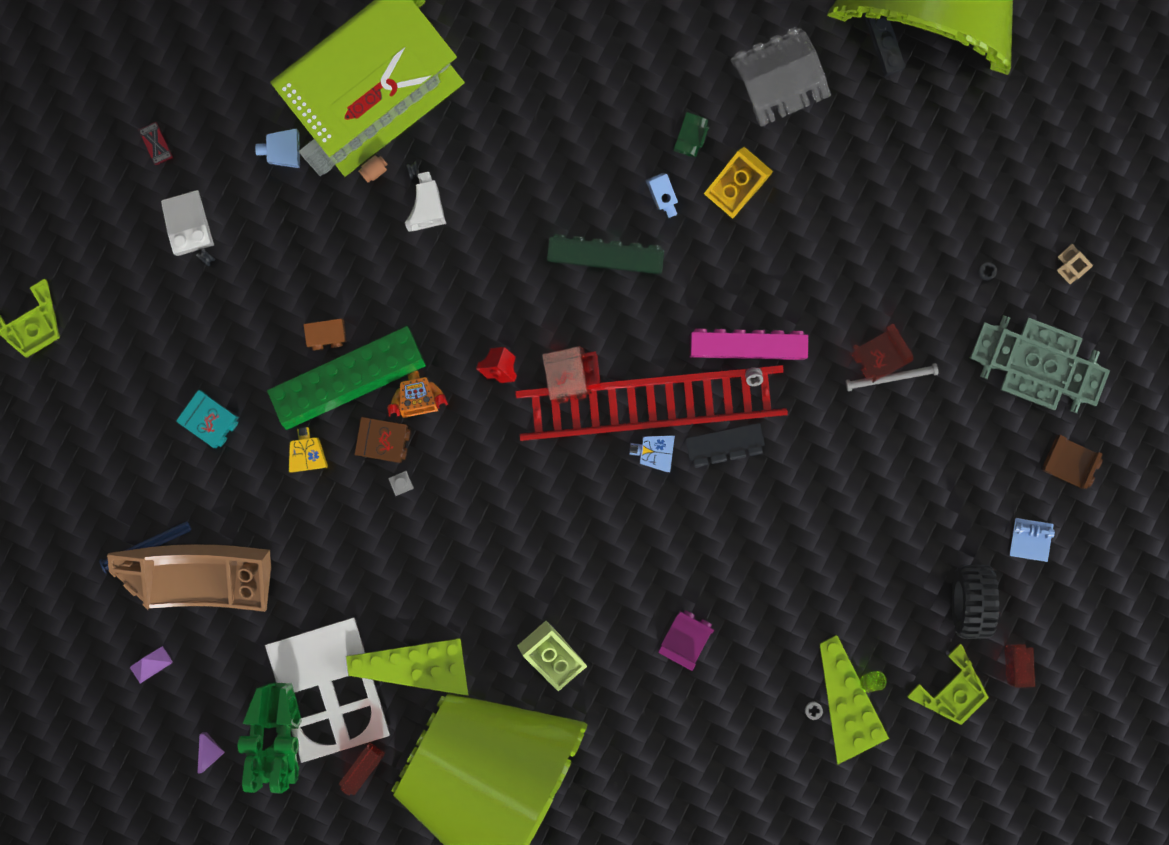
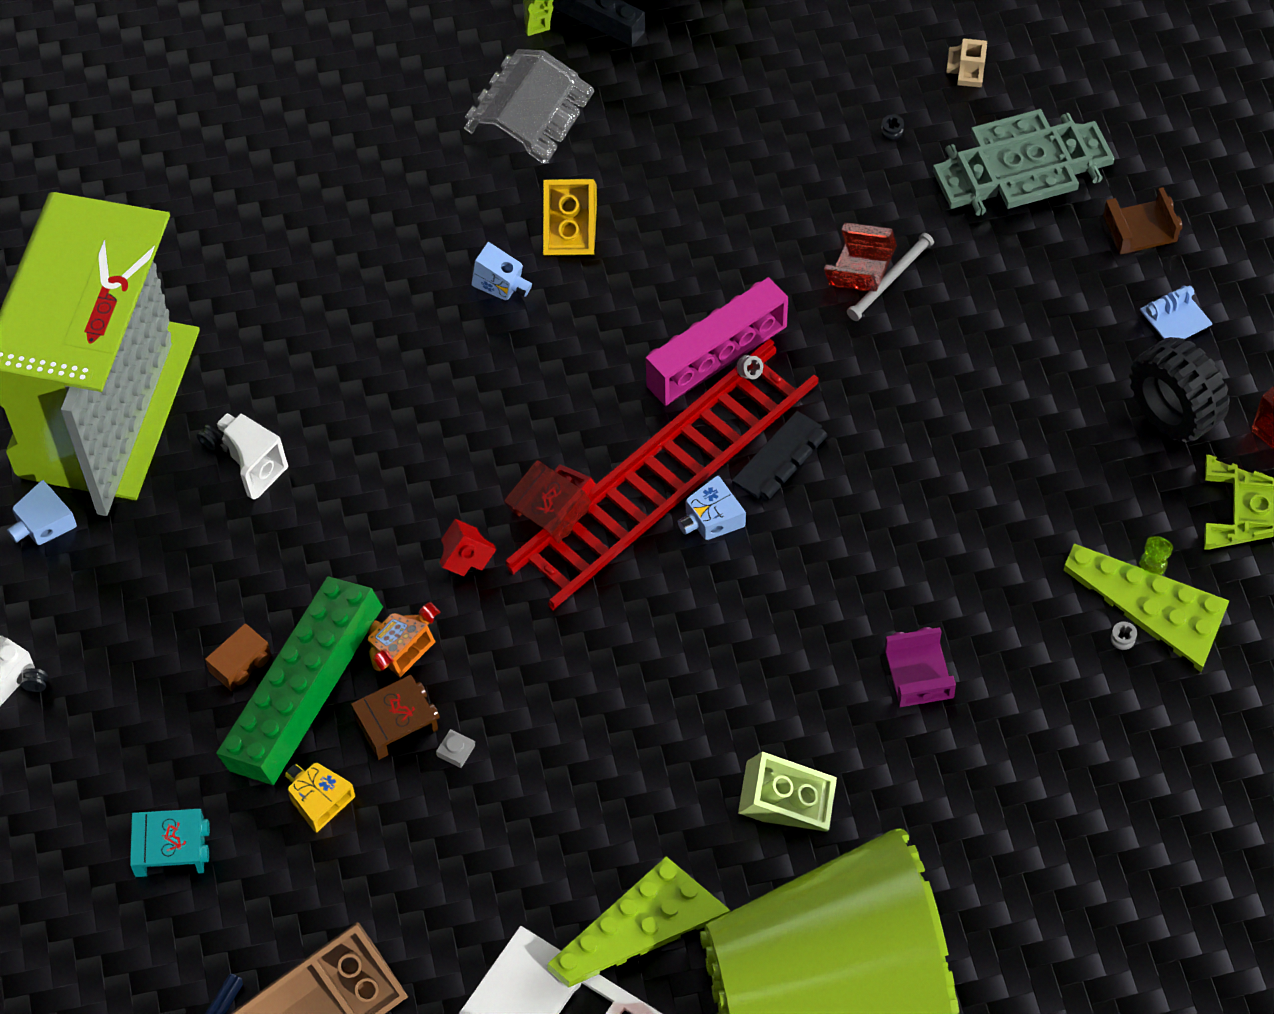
camera: 35 degrees left, 30 degrees down
(373, 168) = (162, 465): nougat brick -> none
(605, 255) = (489, 371): clear green brick -> none
(691, 135) = (484, 209): dark green piece -> none

